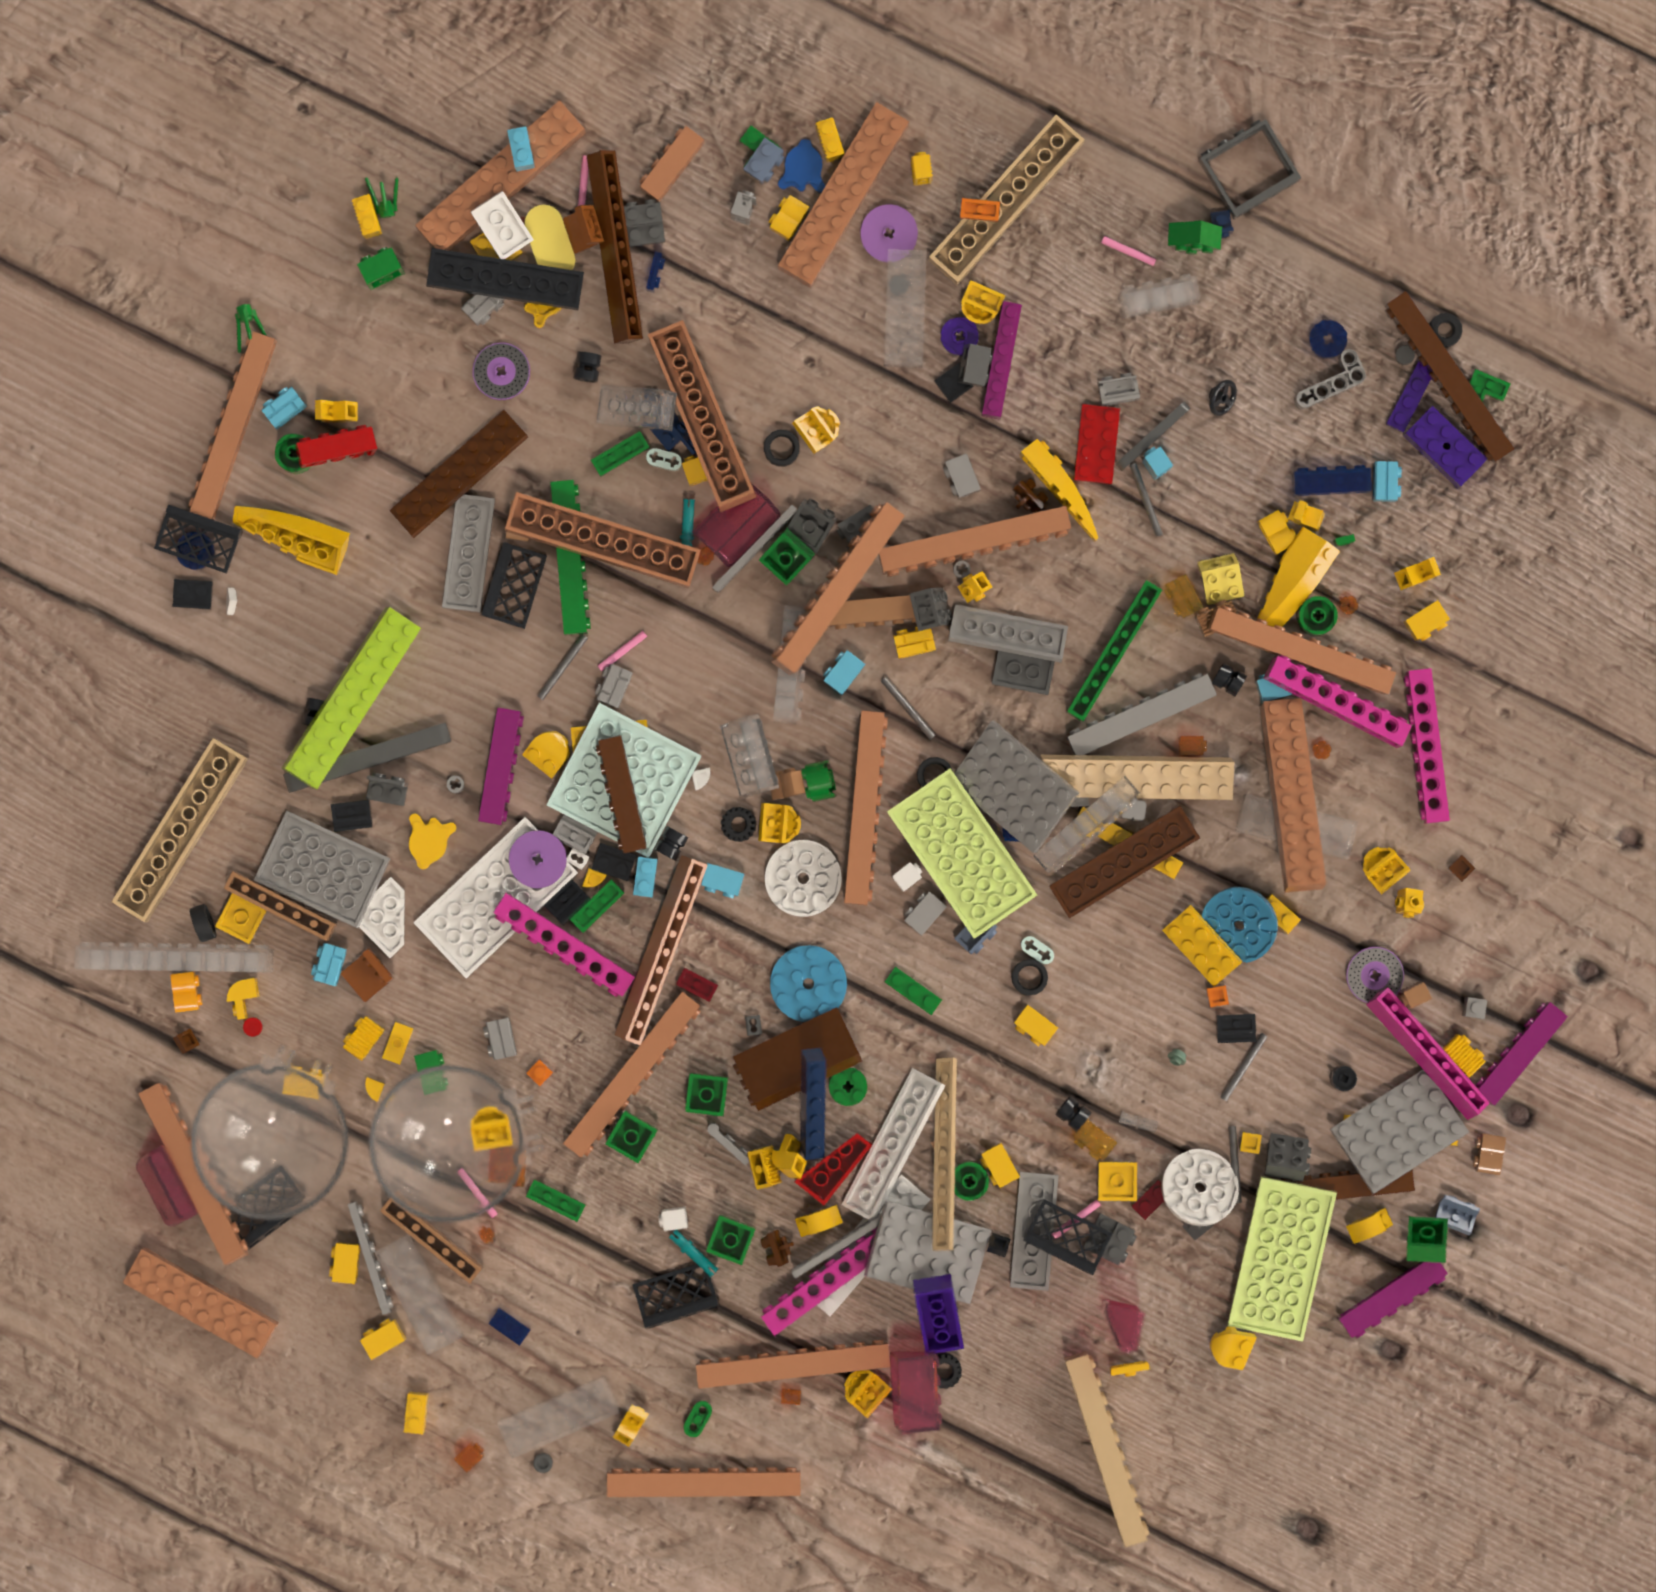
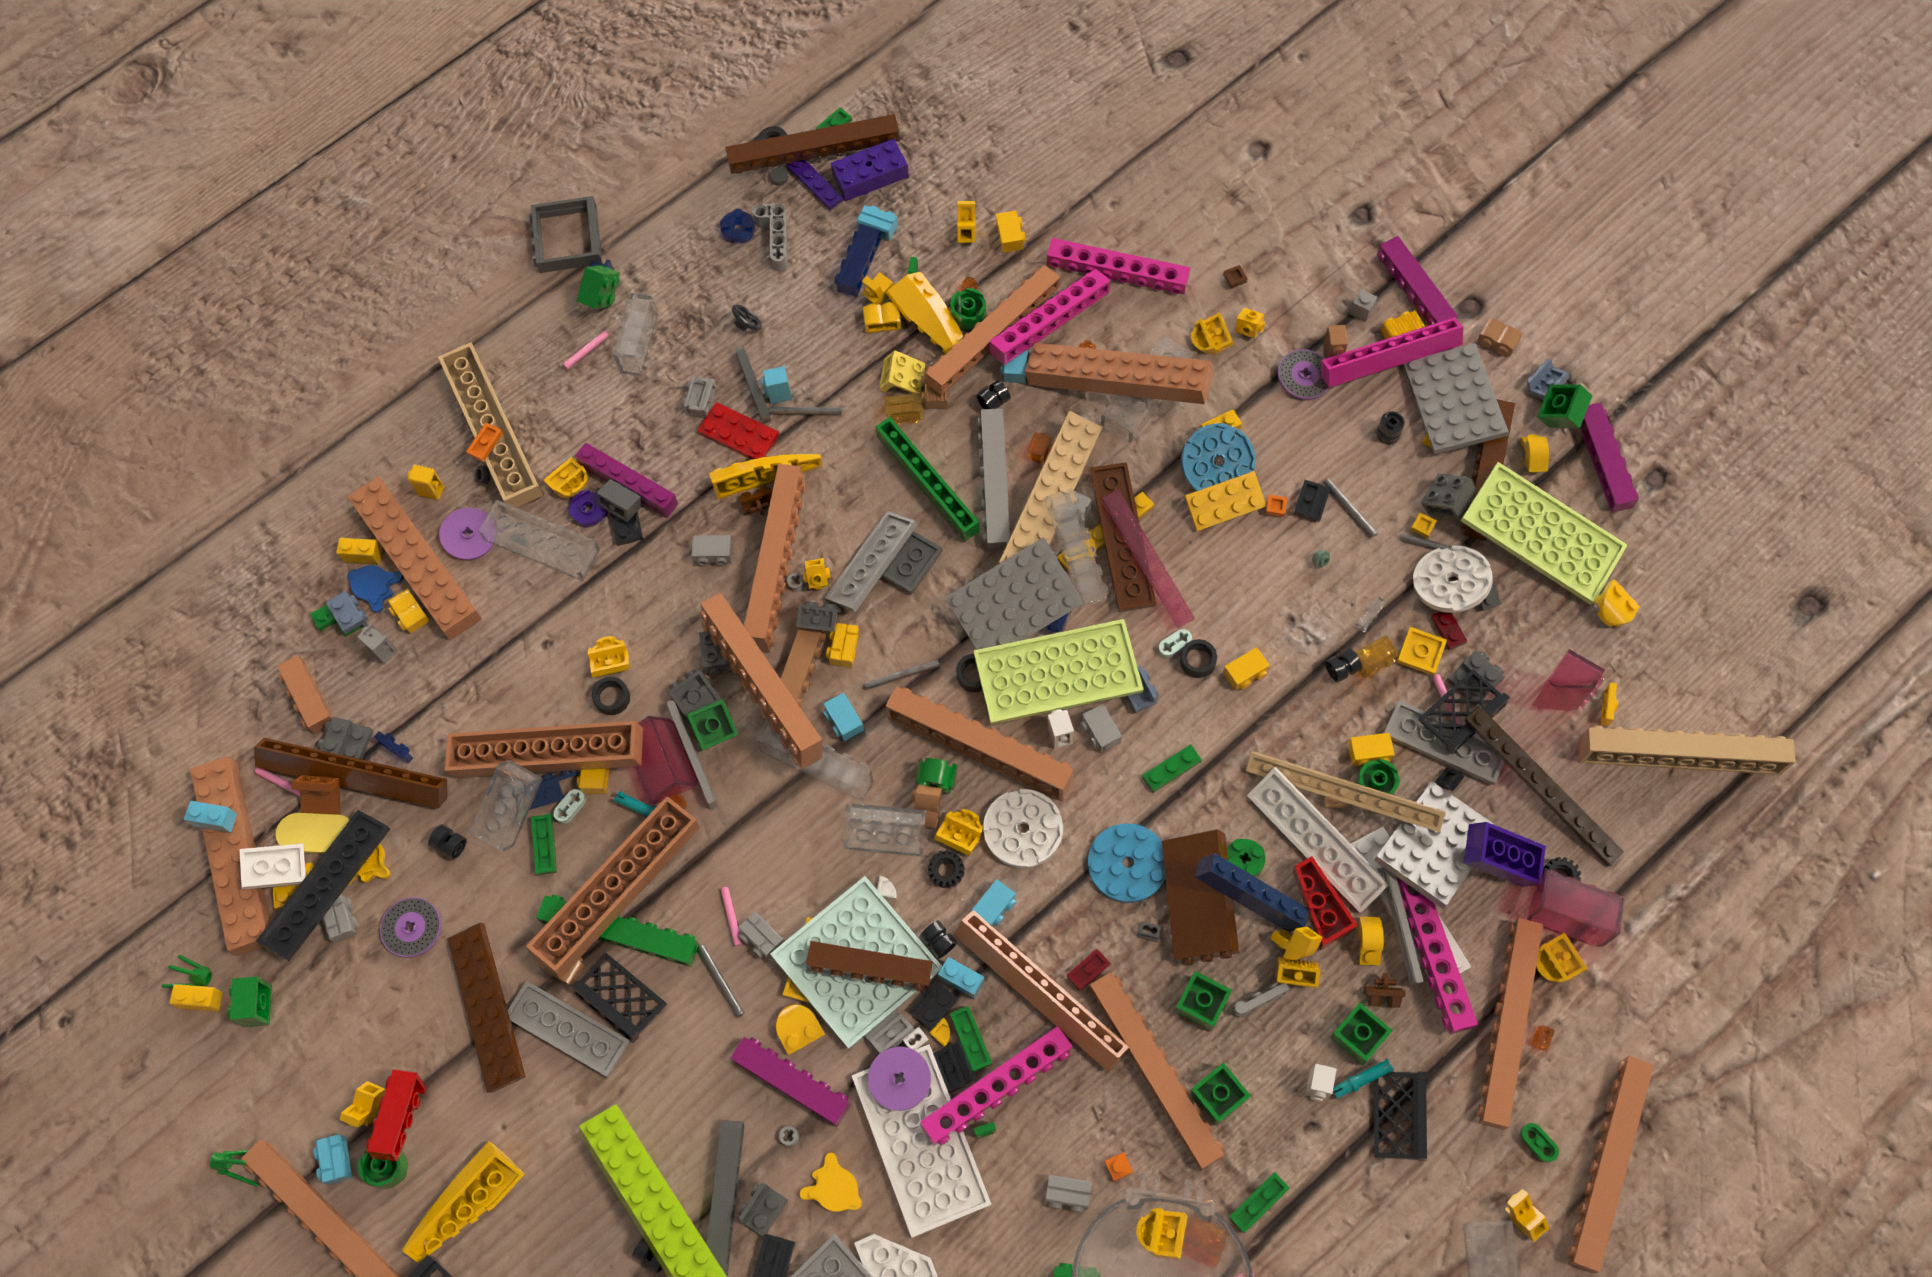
camera: 60 degrees left, 20 degrees down
(524, 949) = (985, 1130): none -> green tile
(953, 218) = (482, 474): none -> black tile
(1021, 1330) = (1544, 786): none -> dark brown plate
(1109, 894) = (1148, 559): none -> clear pink tile

